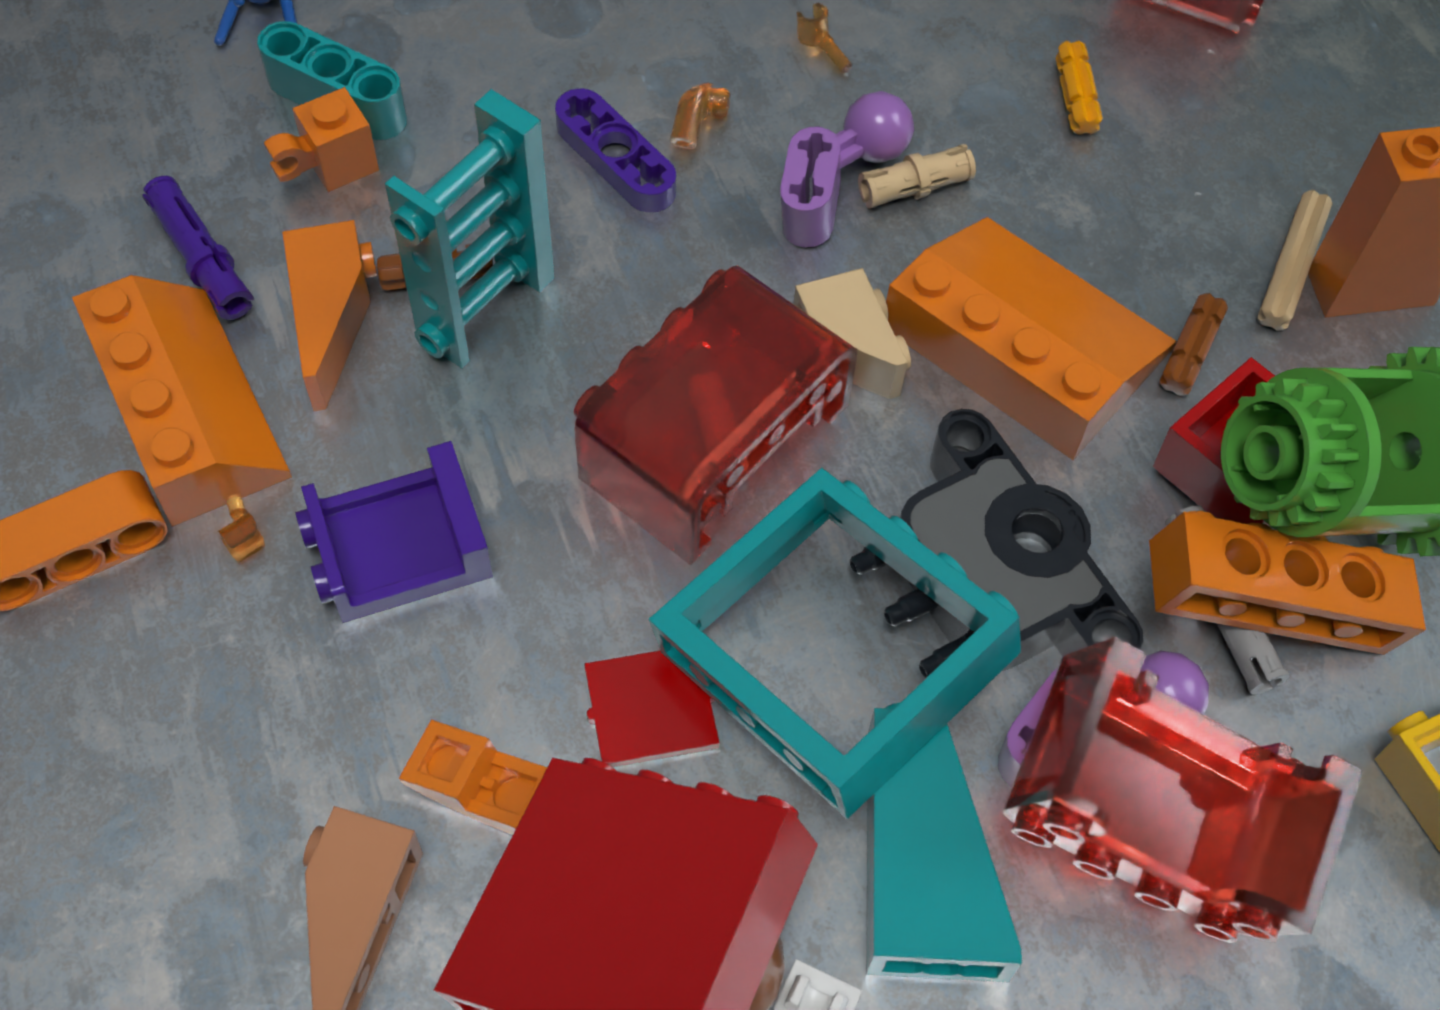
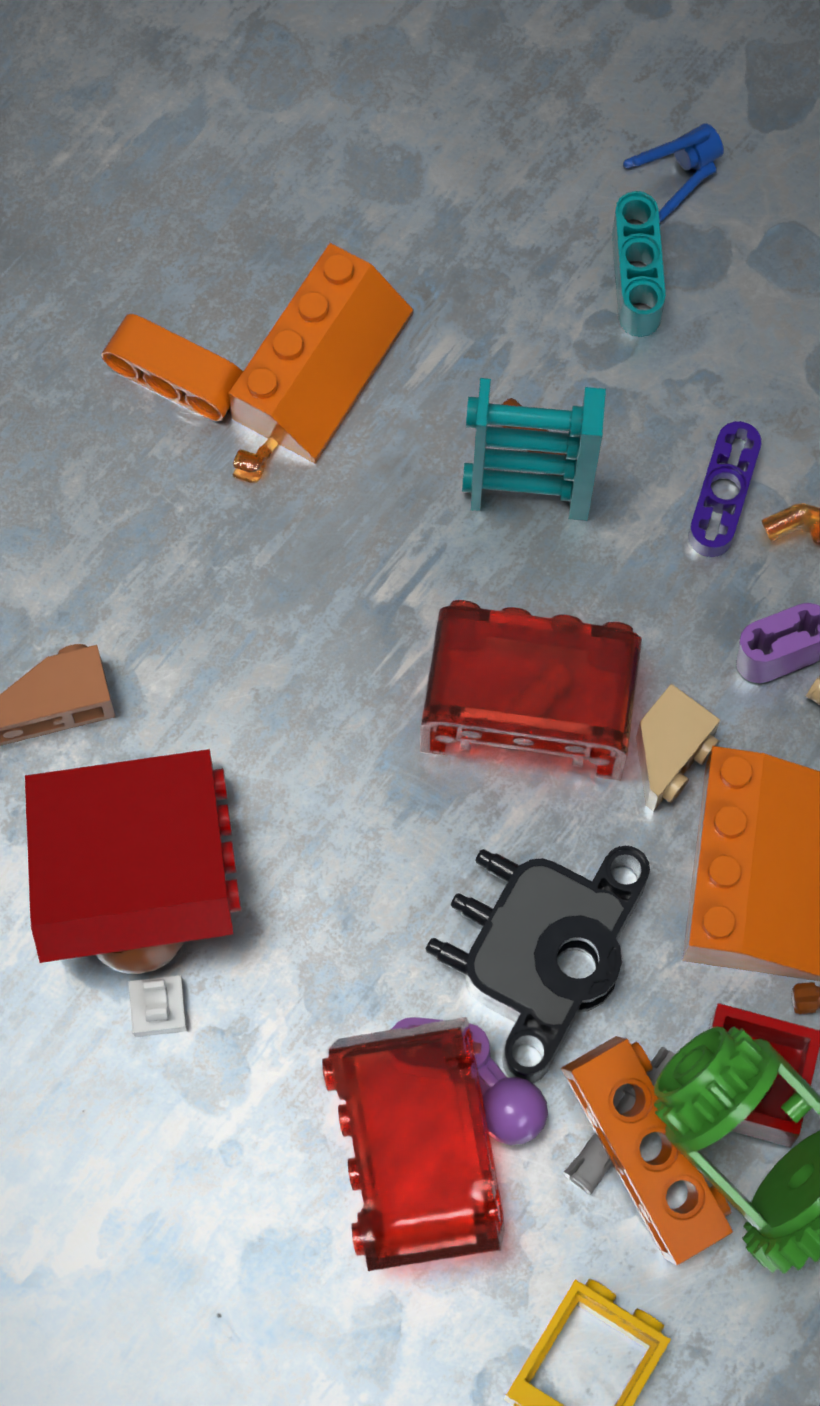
camera: 60 degrees right, 10 degrees up
(207, 262) = (432, 296): dark purple pin -> none
(328, 299) = (442, 392): orange slope -> none
(330, 140) = (581, 301): orange brick -> none
(396, 539) = (307, 556): dark purple panel -> none
(471, 776) = (178, 709): orange slope -> none
(647, 710) = (298, 789): red piece -> none
(853, 778) = (377, 952): teal window -> none
(932, 876) = (295, 1016): teal slope -> none

